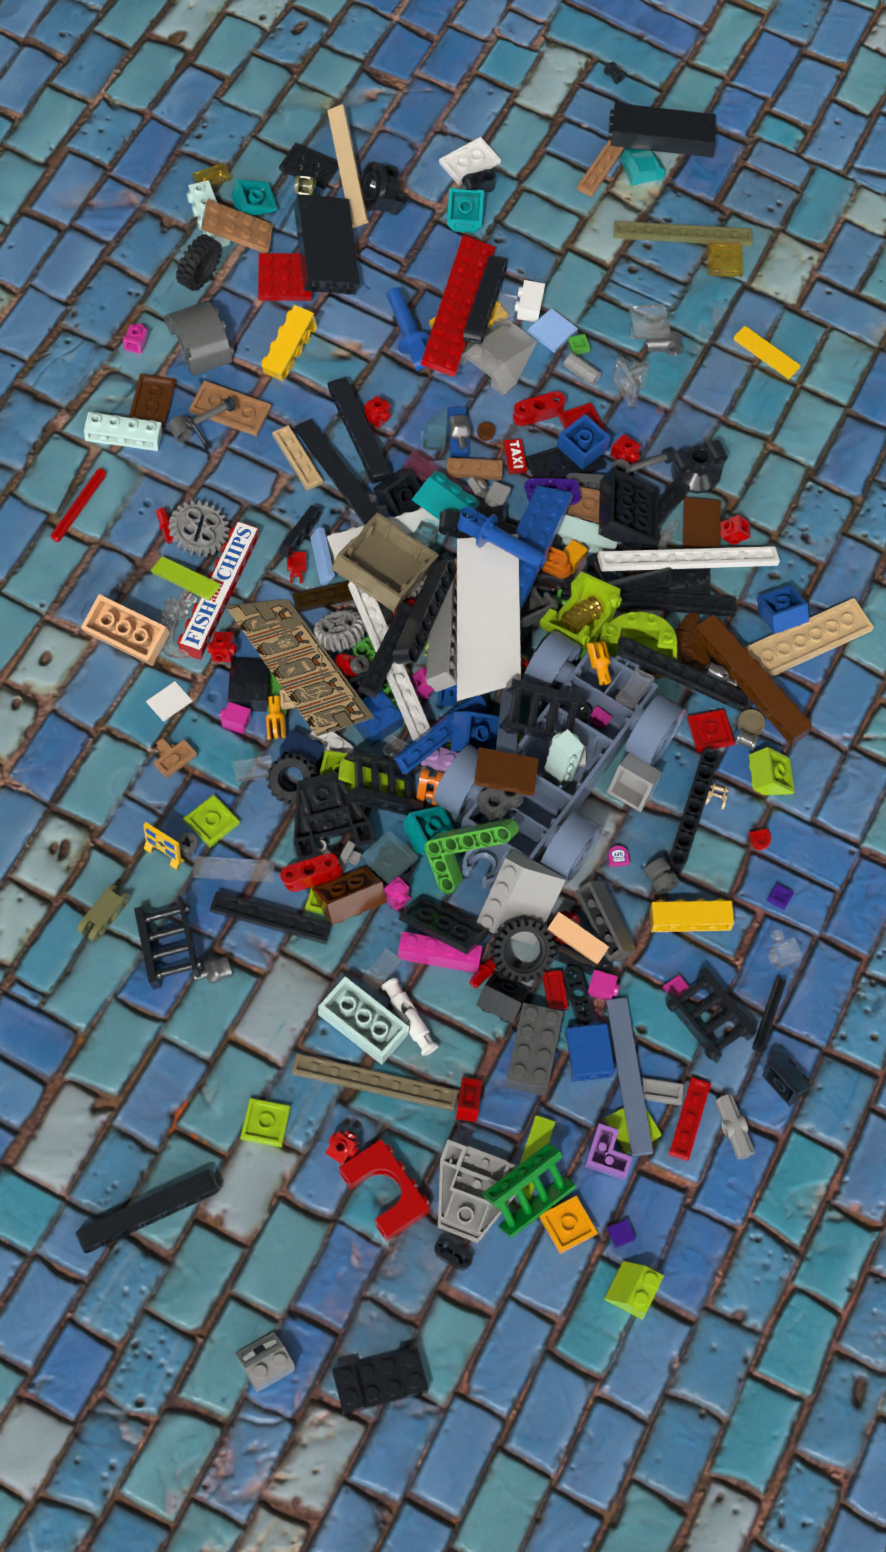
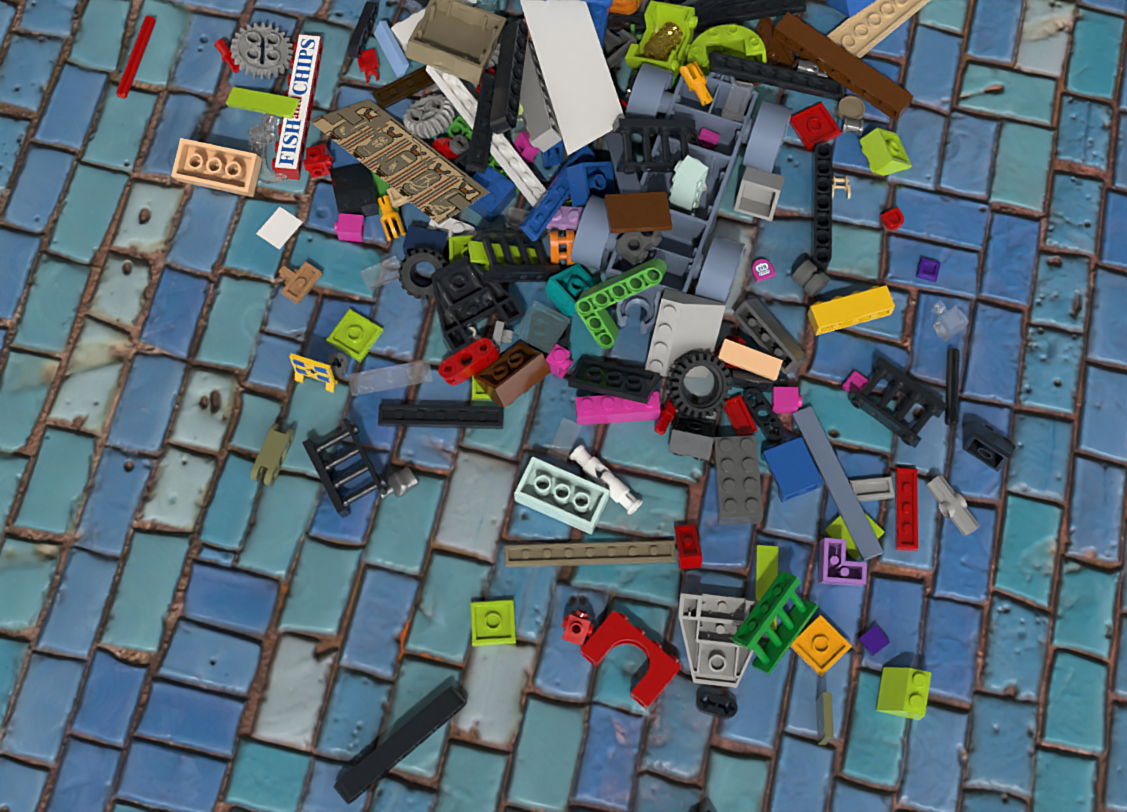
camera: 10 degrees left, 5 degrees up
(550, 1291) = (824, 718): none -> olive tile

